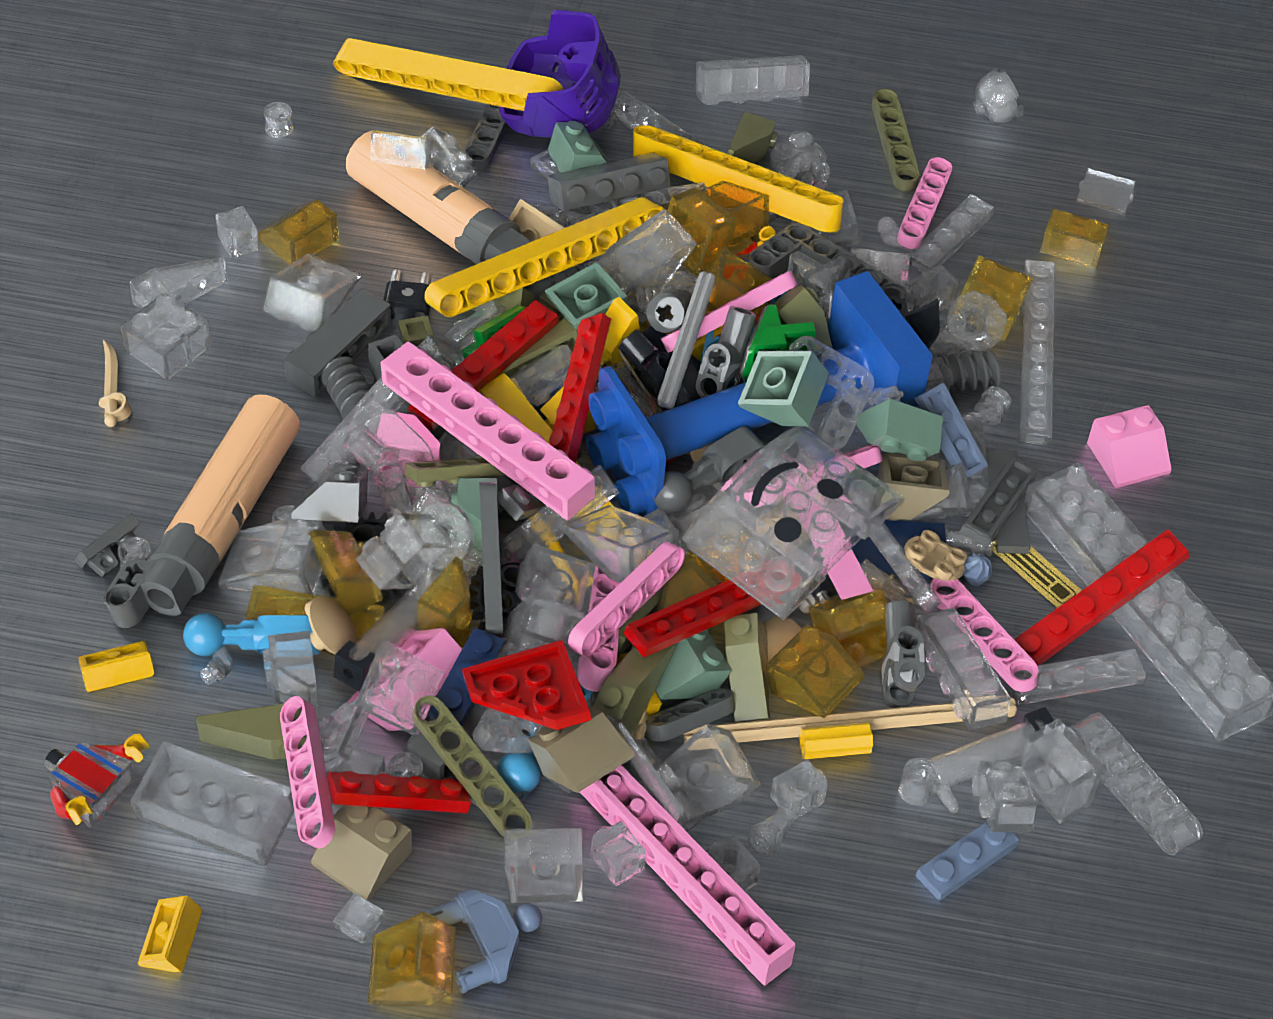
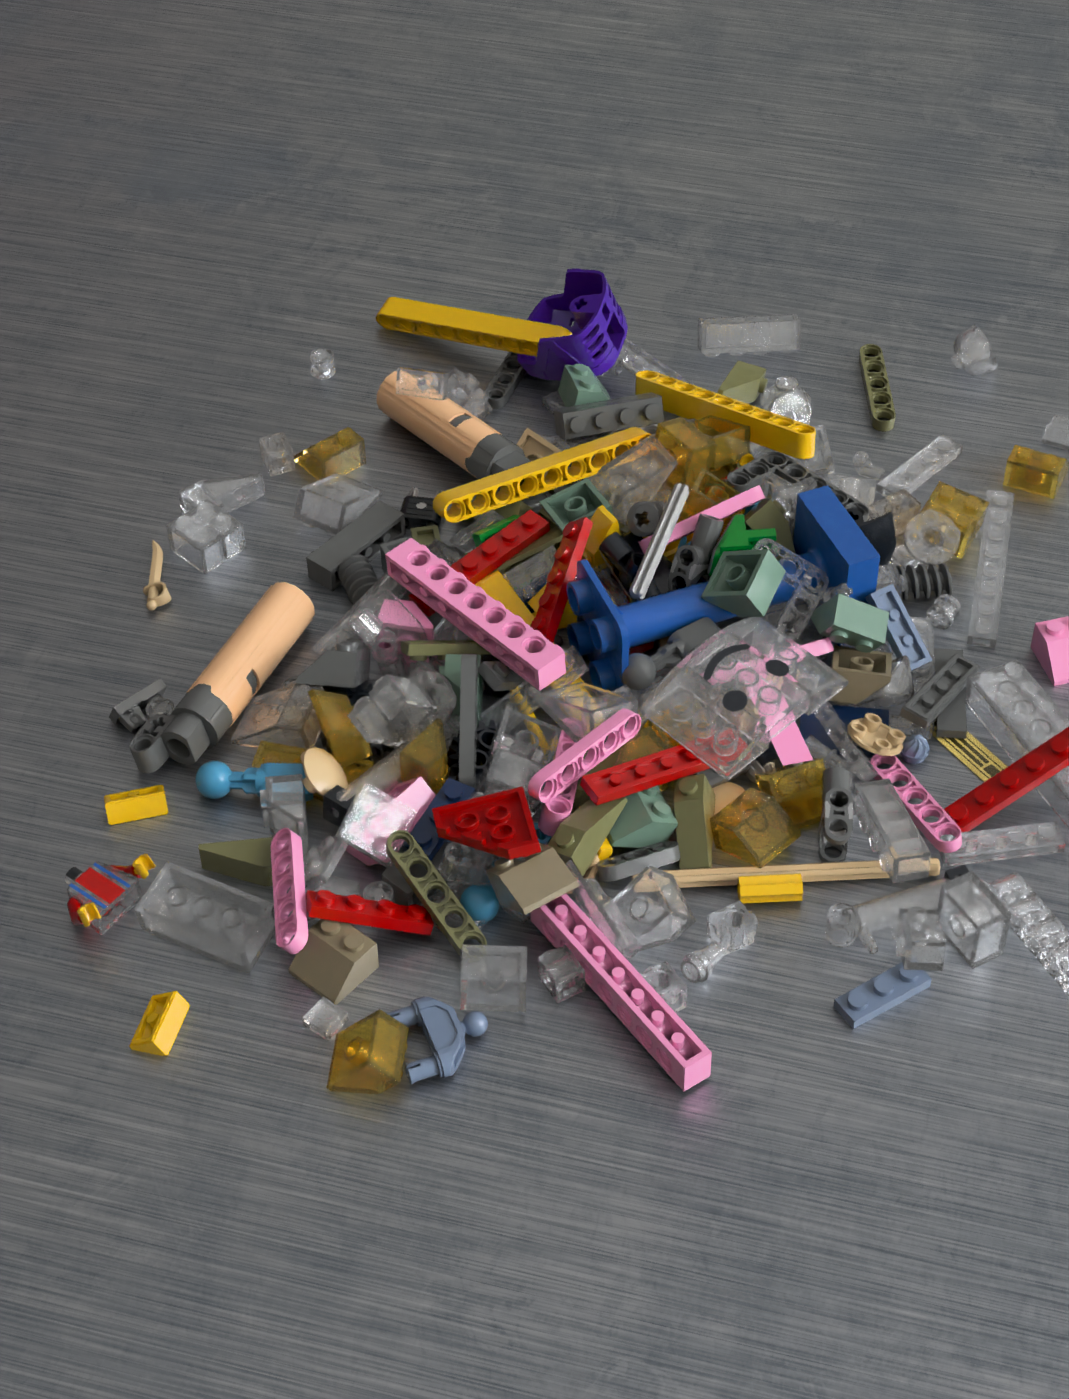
camera: 10 degrees right, 5 degrees down
(218, 667) = (223, 808): clear arm -> none
(923, 210) = (898, 447): bright pink beam -> none

